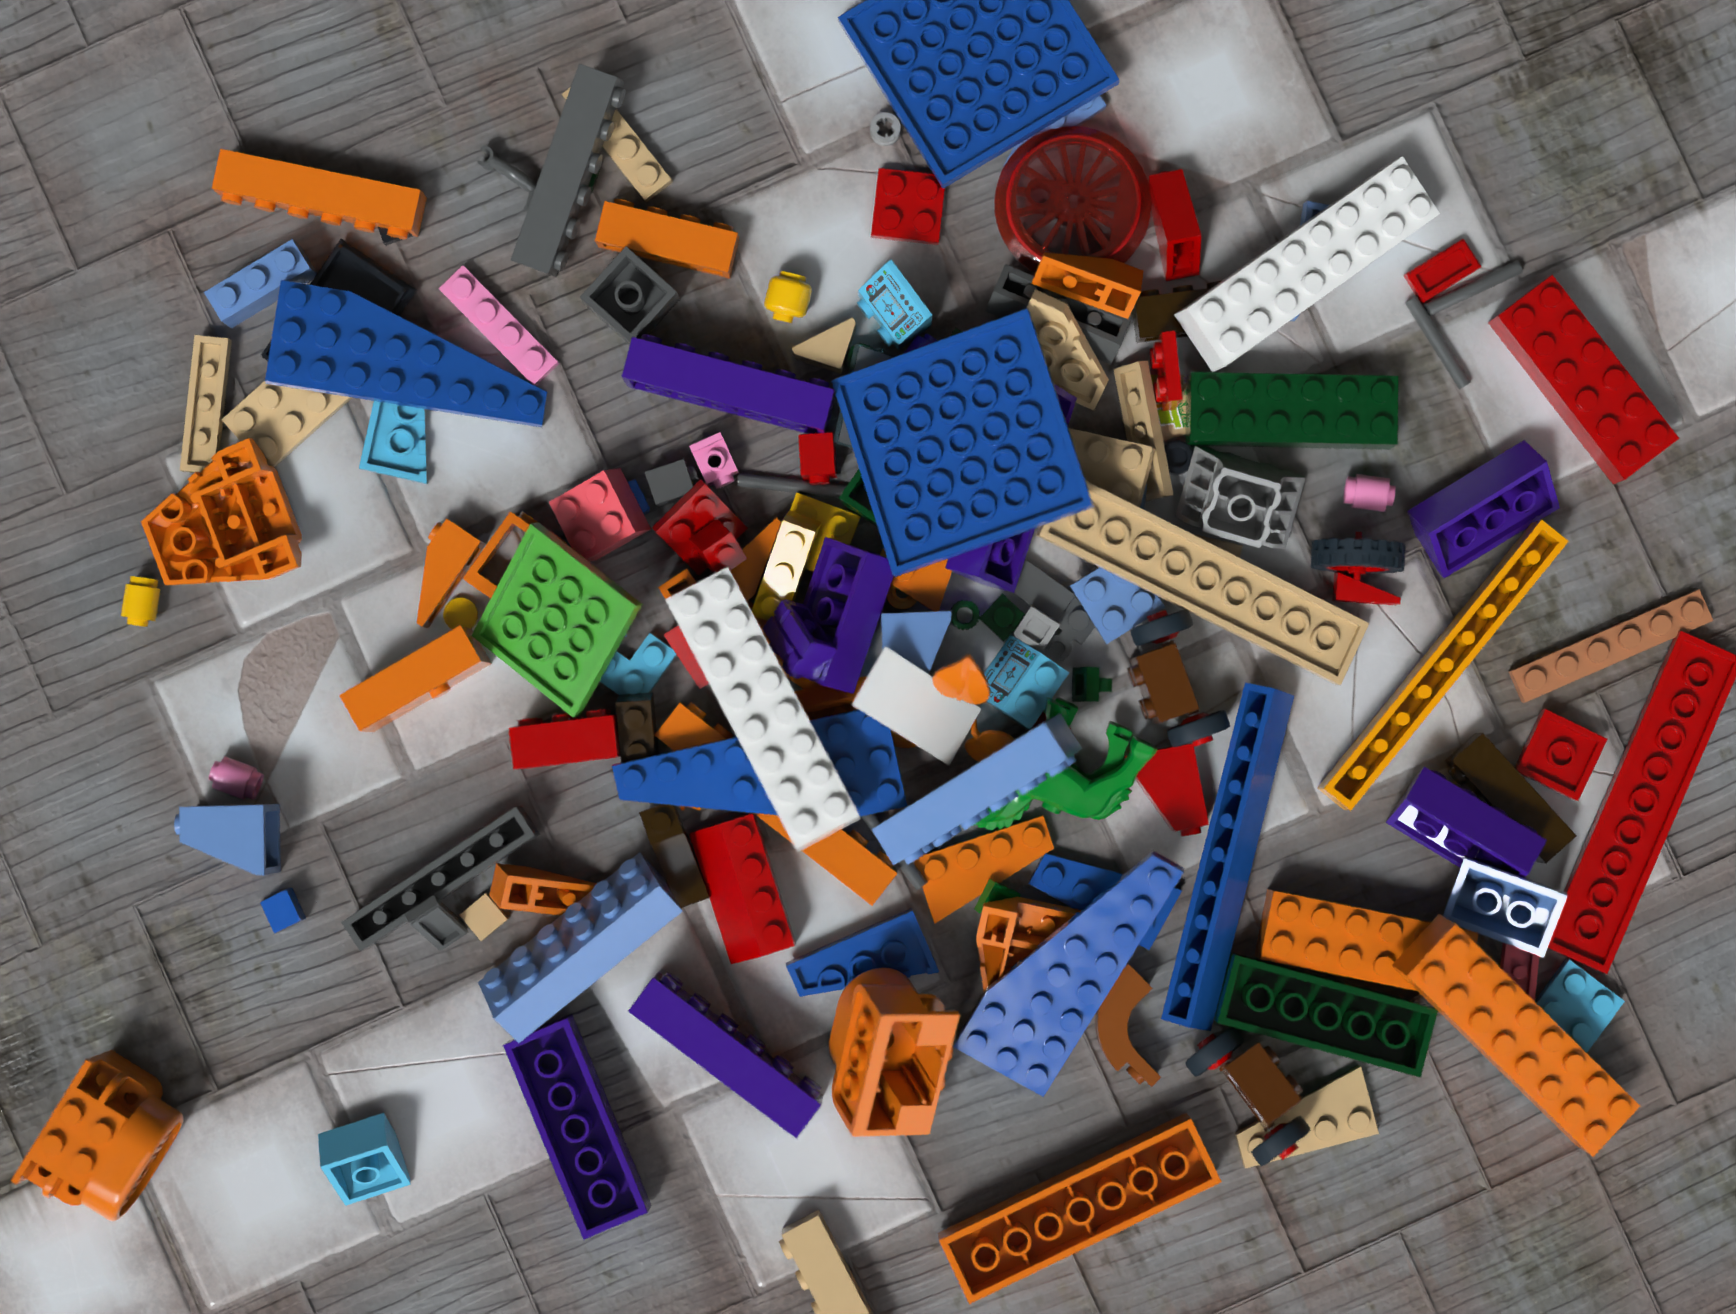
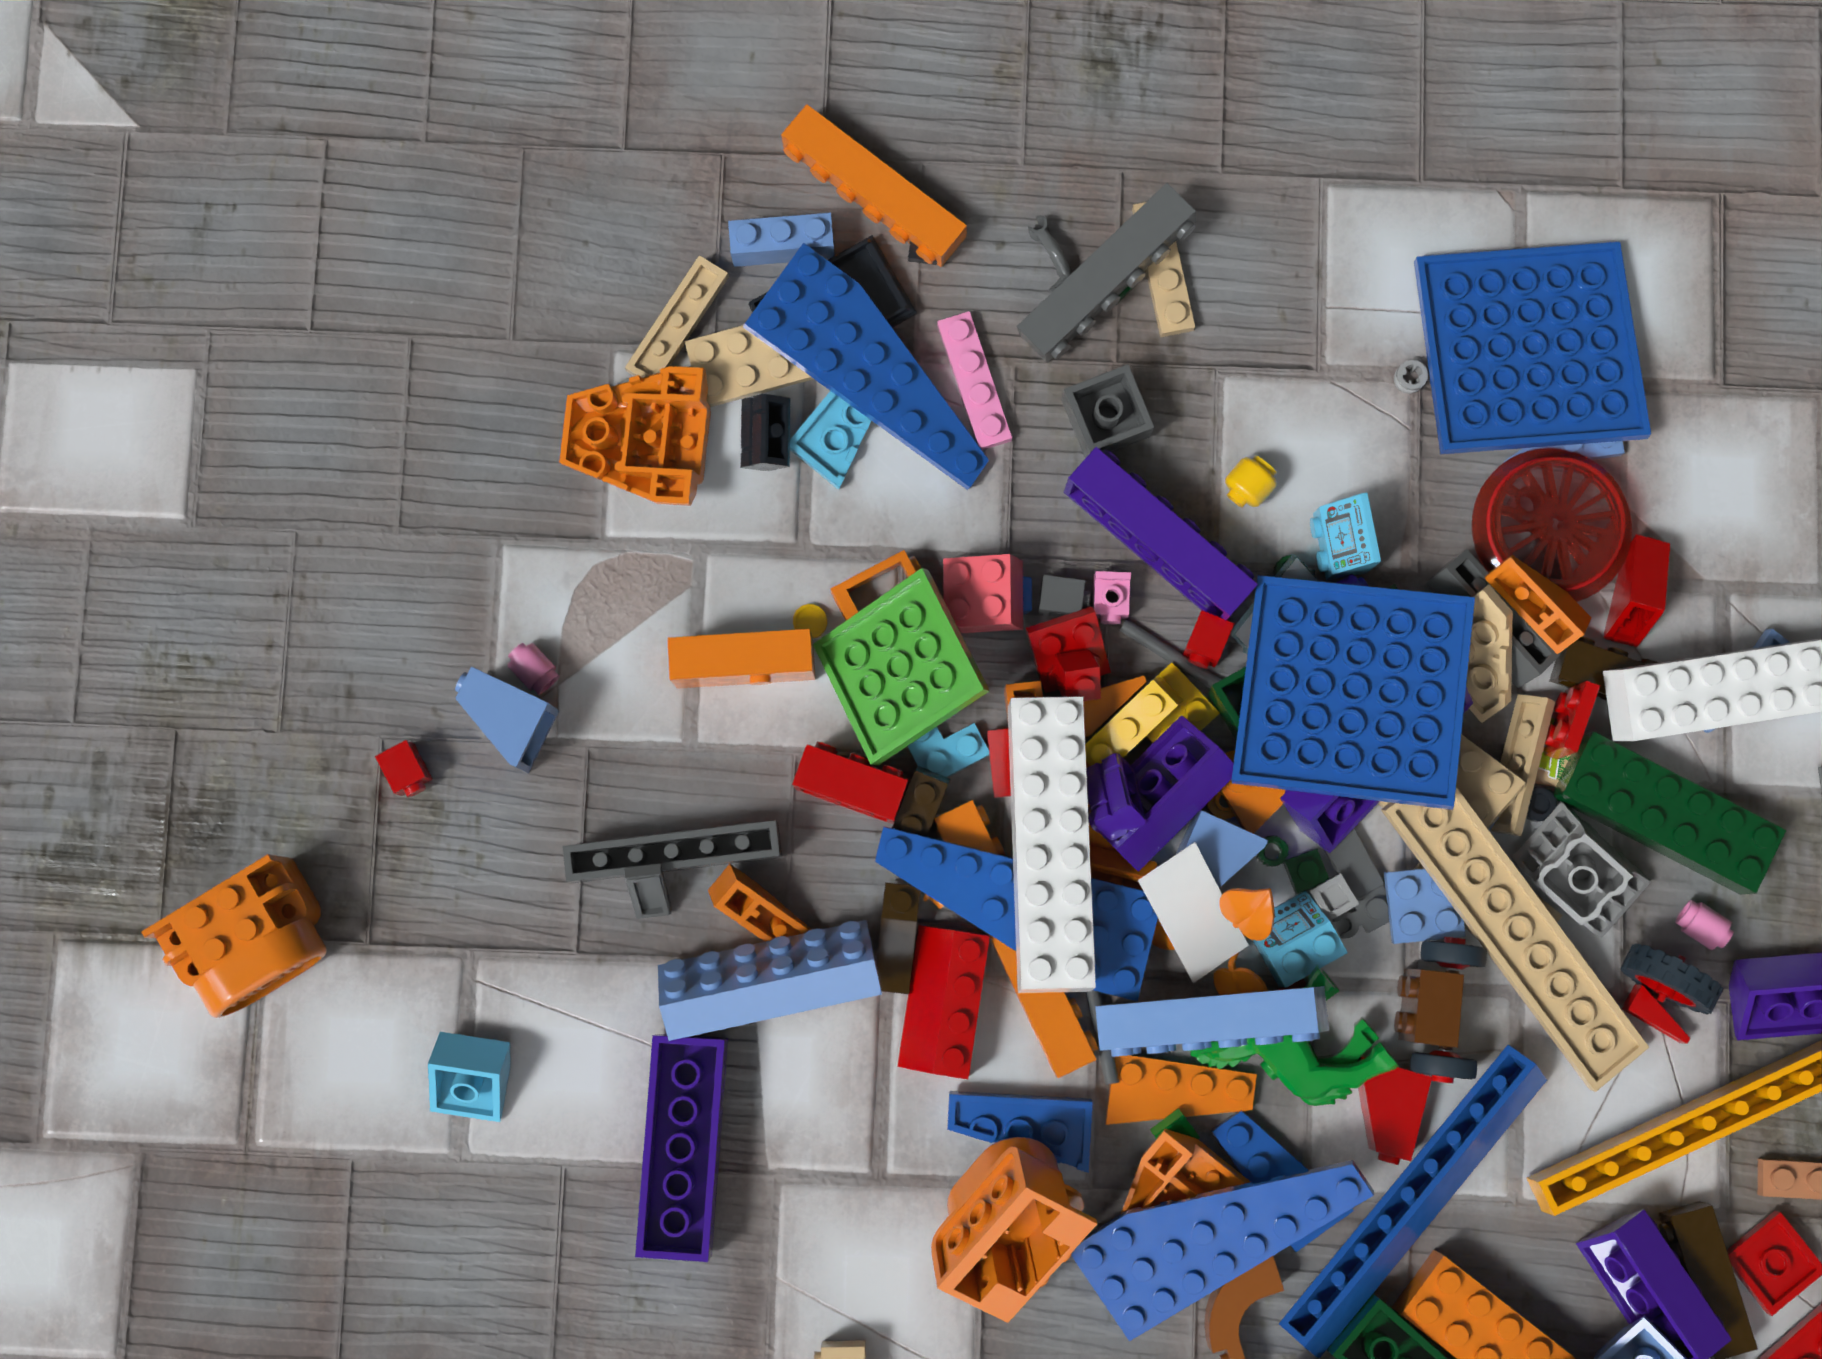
camera: 20 degrees right, 5 degrees down
(140, 601) = (529, 466): yellow brick -> none
(168, 923) = (404, 769): none -> red brick
(283, 910) = (513, 809): blue slope -> none
(335, 466) = (765, 432): none -> black brick
(446, 563) = (823, 567): orange slope -> none
(484, 917) = (692, 907): tan tile -> none
(668, 238) = (1166, 377): orange brick -> none
(727, 1053) = (855, 1150): dark purple brick -> none
(828, 348) = (1263, 546): tan slope -> none
(907, 207) = (1398, 456): red plate -> none
(1087, 684) = (1357, 973): dark green tile -> none

